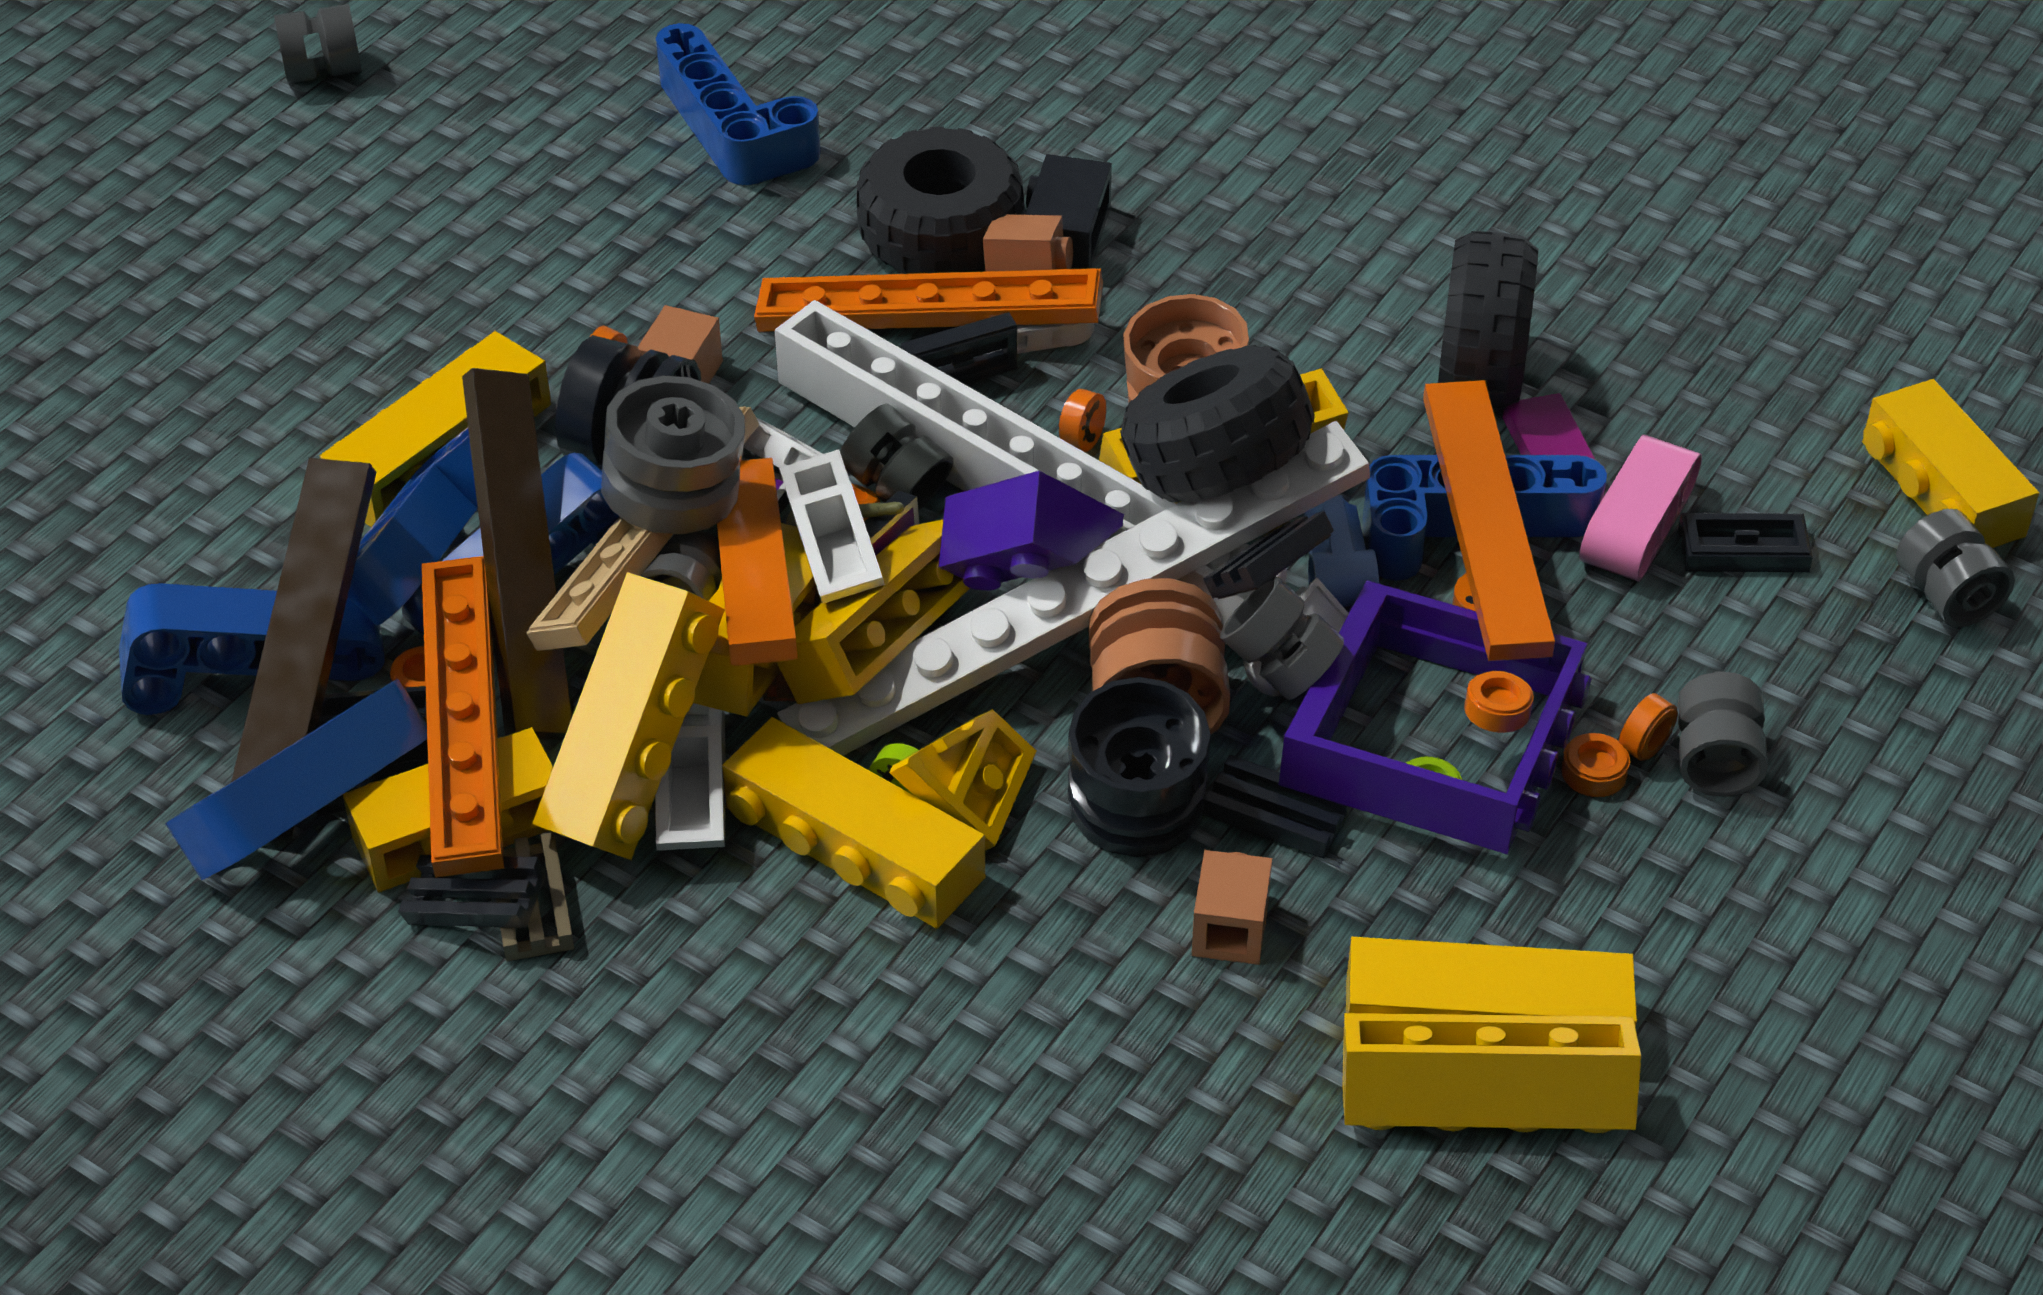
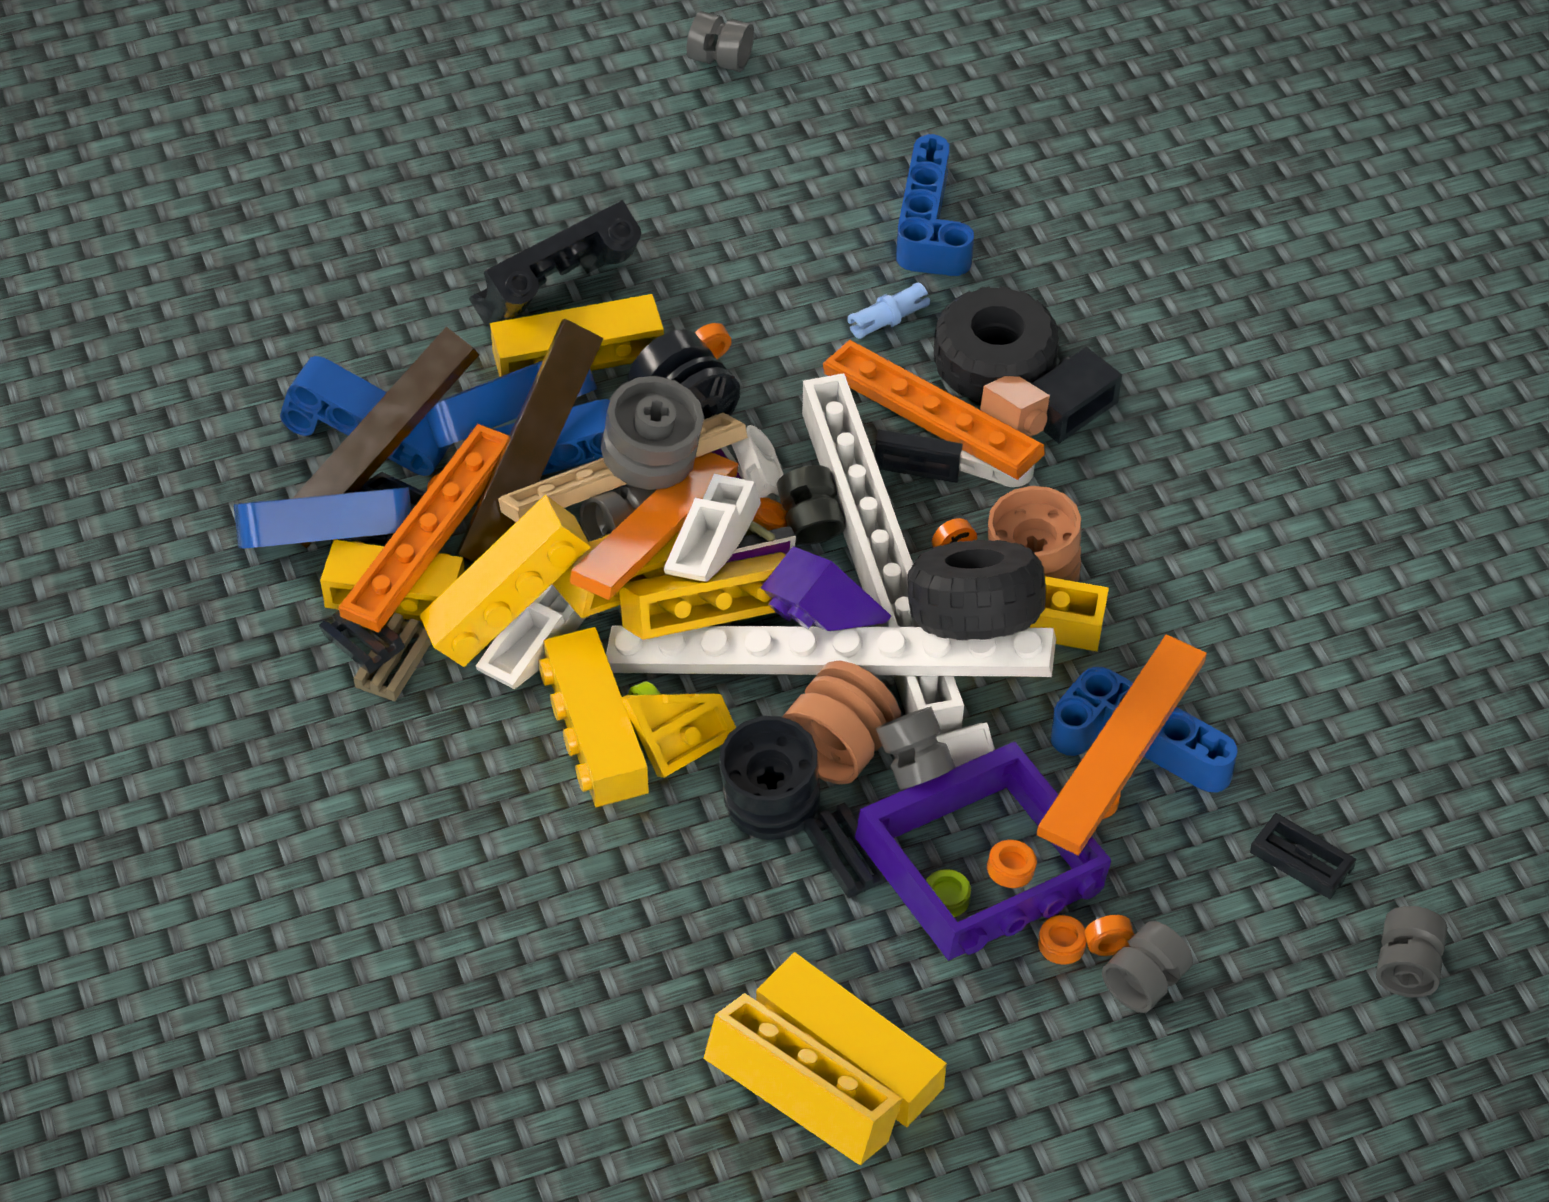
camera: 35 degrees right, 5 degrees up
(324, 387) = (593, 242): none -> black piece
(687, 336) = (756, 364): nougat brick -> none
(776, 230) = (888, 310): none -> light blue pin
(1231, 907) = (757, 893): nougat brick -> none
(1268, 556) = (945, 691): black tile -> none
(1342, 558) = (1027, 715): medium blue piece -> none
(1489, 313) = (1252, 613): black tyre -> none
(1545, 427) = (1244, 714): magenta tile -> none
(1640, 507) = (1250, 793): bright pink beam -> none
(1948, 461) = (1482, 883): yellow brick -> none

